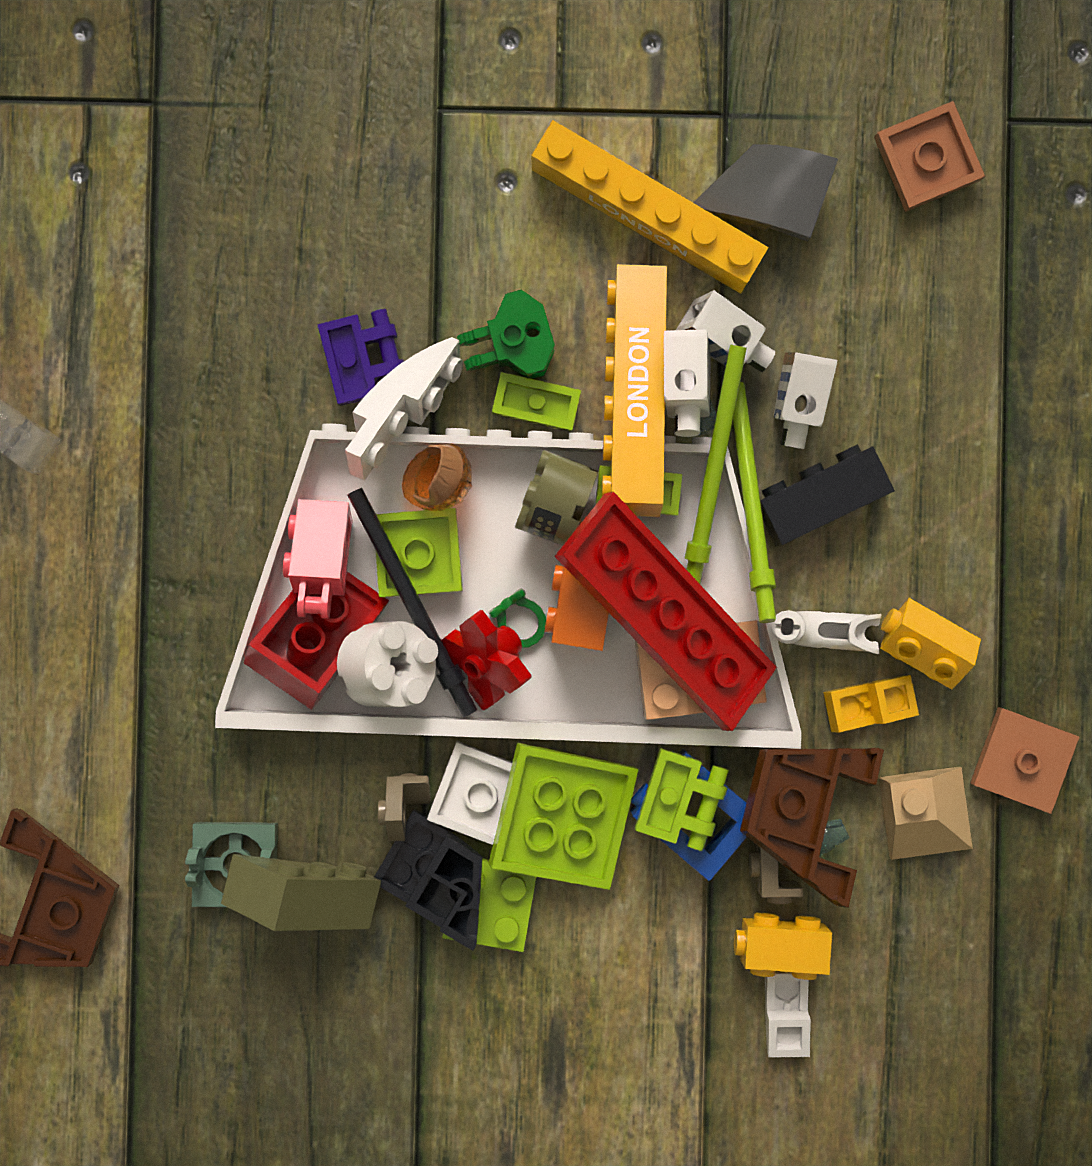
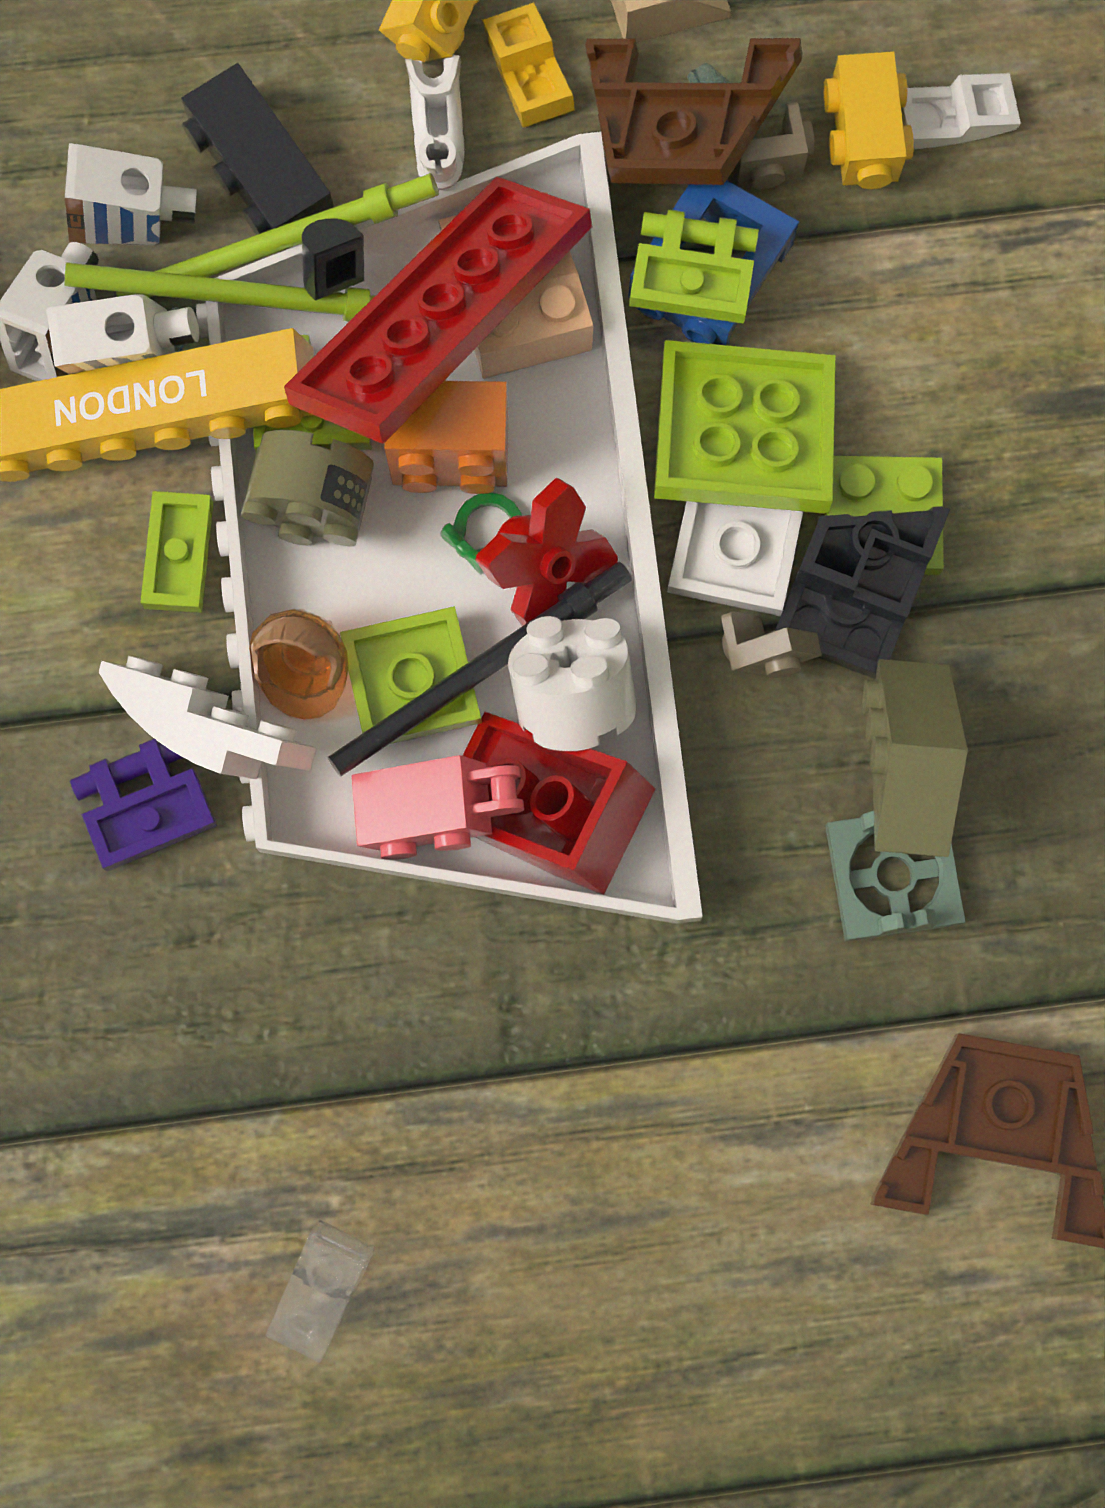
camera: 95 degrees left, 10 degrees down
(510, 340) = (88, 585): green hinge -> none
(728, 539) = (331, 257): none -> black brick

